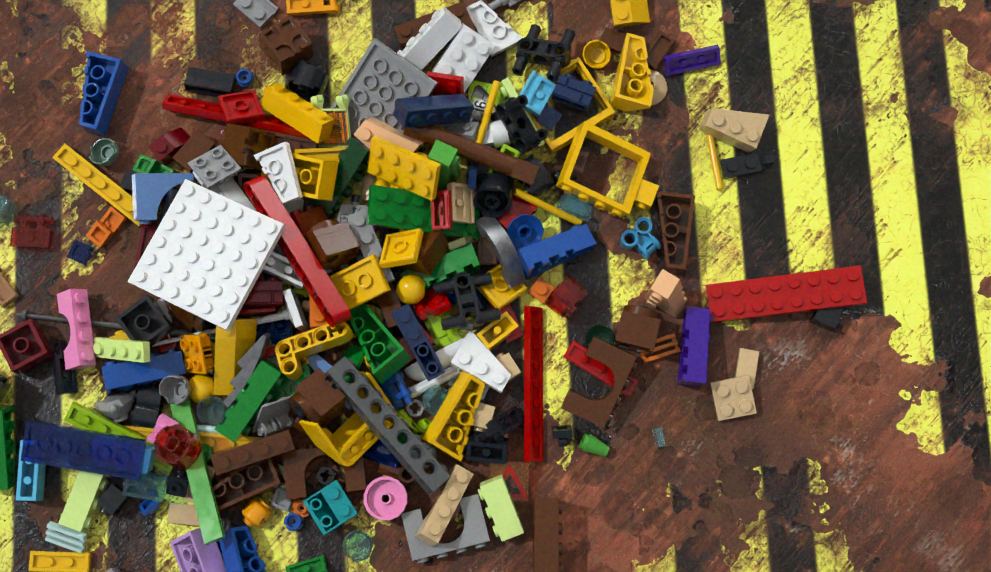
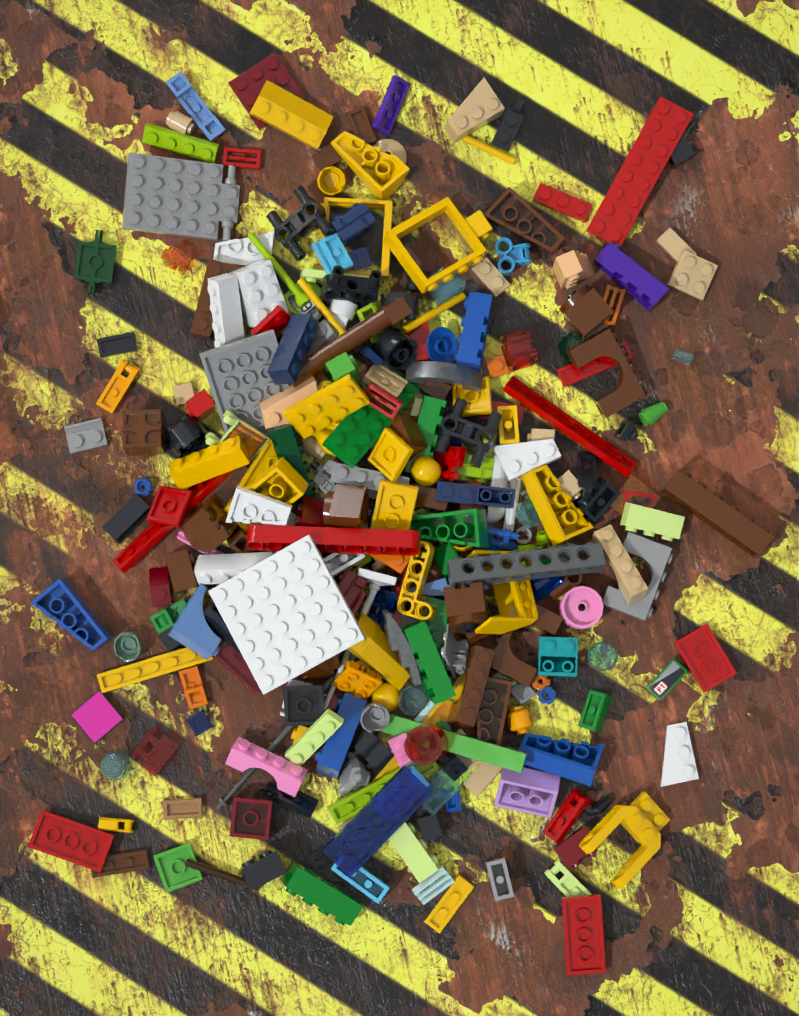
camera: 50 degrees left, 5 degrees up
(31, 168) = (97, 716): none -> dark pink tile
(214, 167) = (213, 560): light grey hinge -> none
(324, 470) = (523, 642): black bush -> none
(337, 73) = (201, 405): none -> red brick
(342, 59) = (183, 393): none -> tan tile
(483, 94) = (300, 297): none -> lime piece
(611, 234) = (490, 277): none -> tan plate
(714, 250) = (562, 202): none -> red plate

